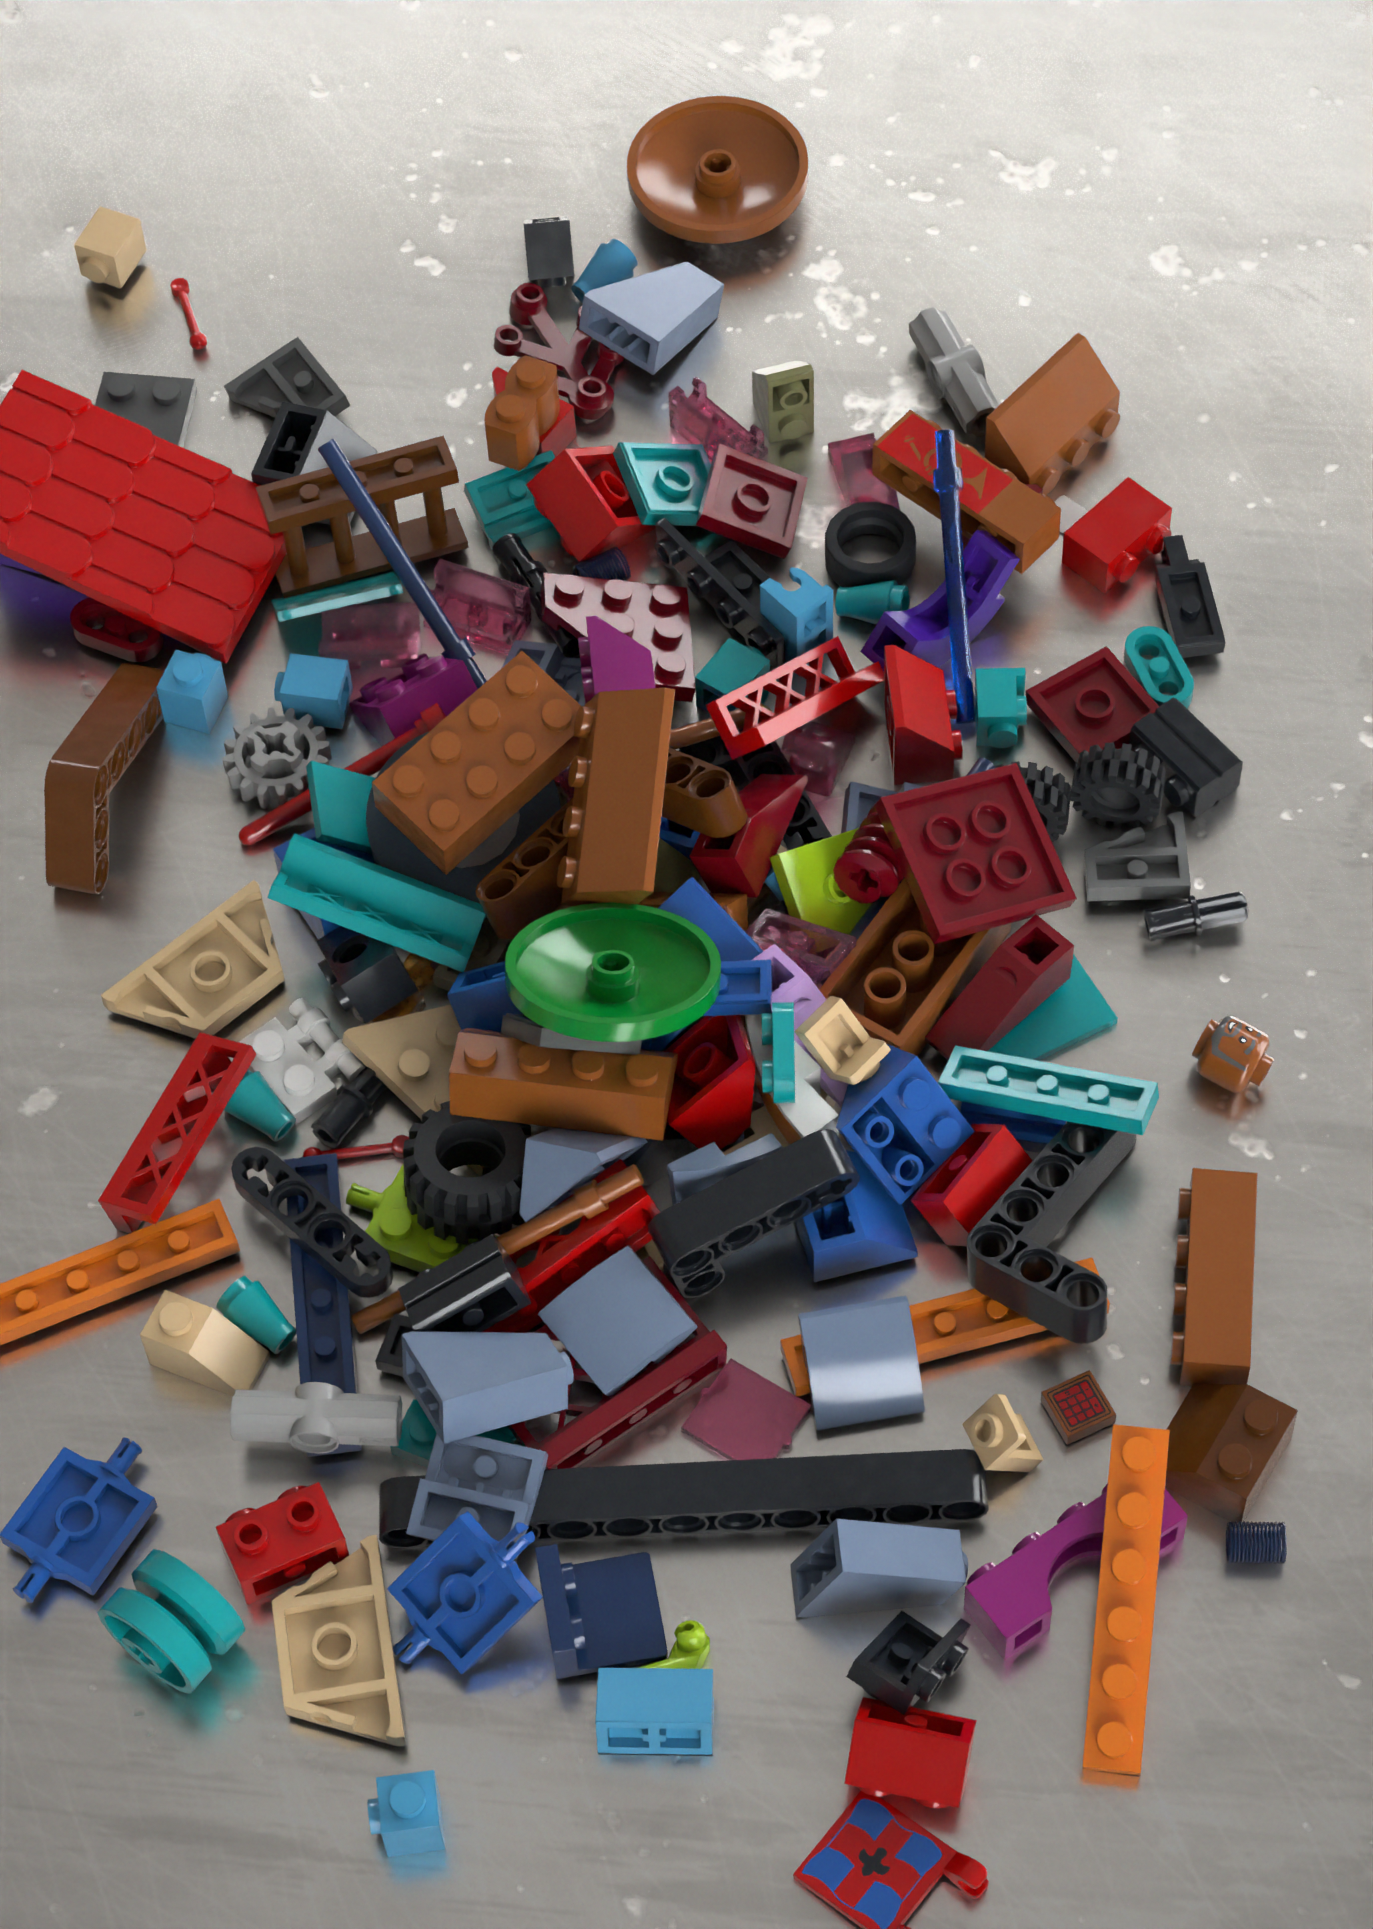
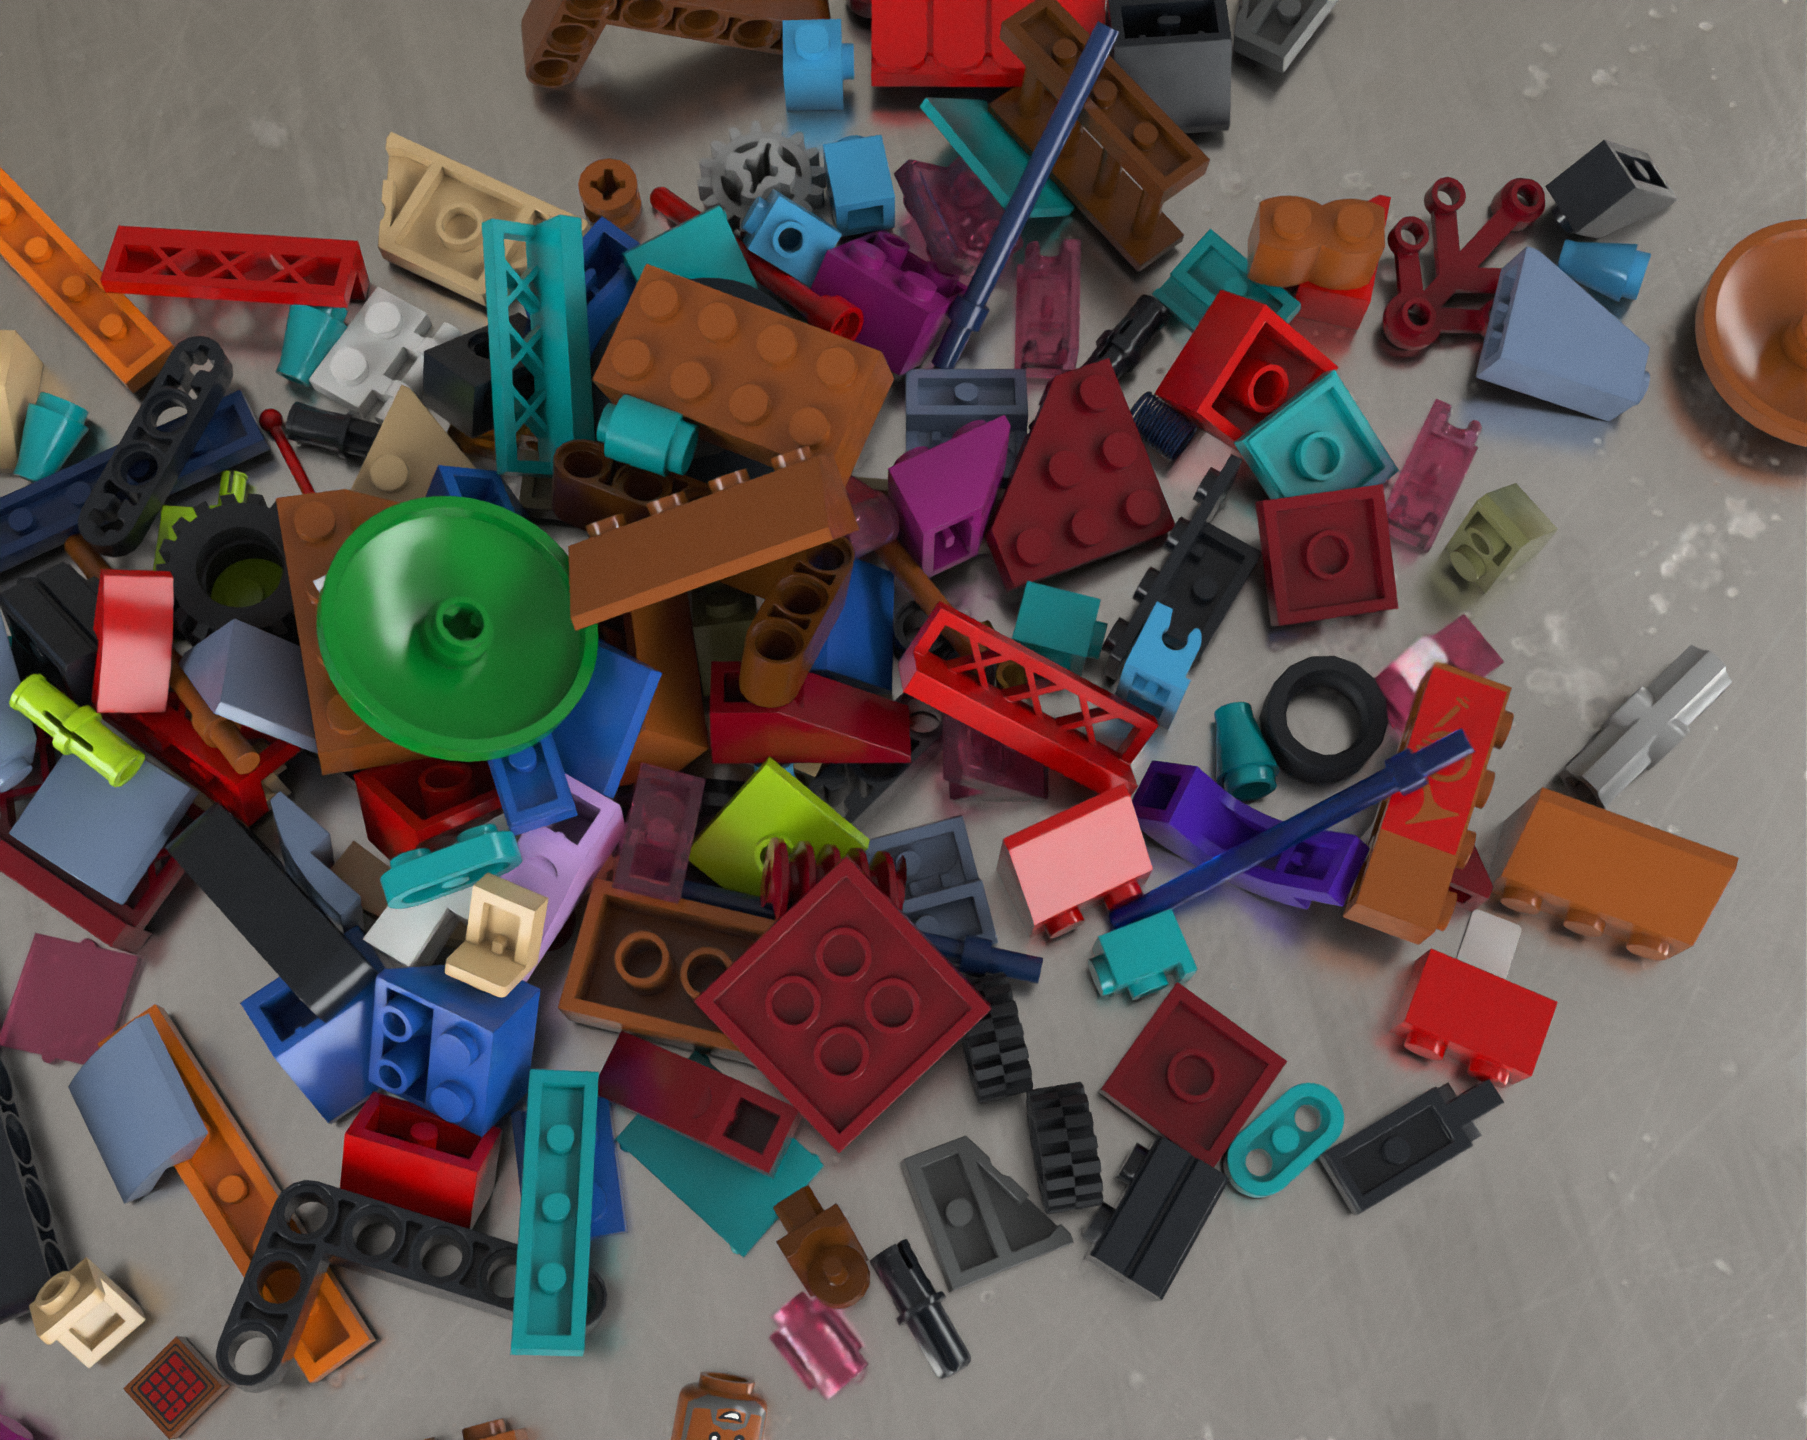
camera: 65 degrees right, 15 degrees up
(239, 873) = (622, 204): none -> dark orange wheel
(336, 740) = (788, 236): none -> dark azure brick
(495, 1216) = (134, 641): none -> slope
(503, 832) = (647, 436): none -> teal brick
(524, 1309) = (76, 730): none -> lime pin
(1128, 949) = (823, 1250): none -> reddish brown hips
(1197, 982) = (817, 1345): none -> clear pink brick

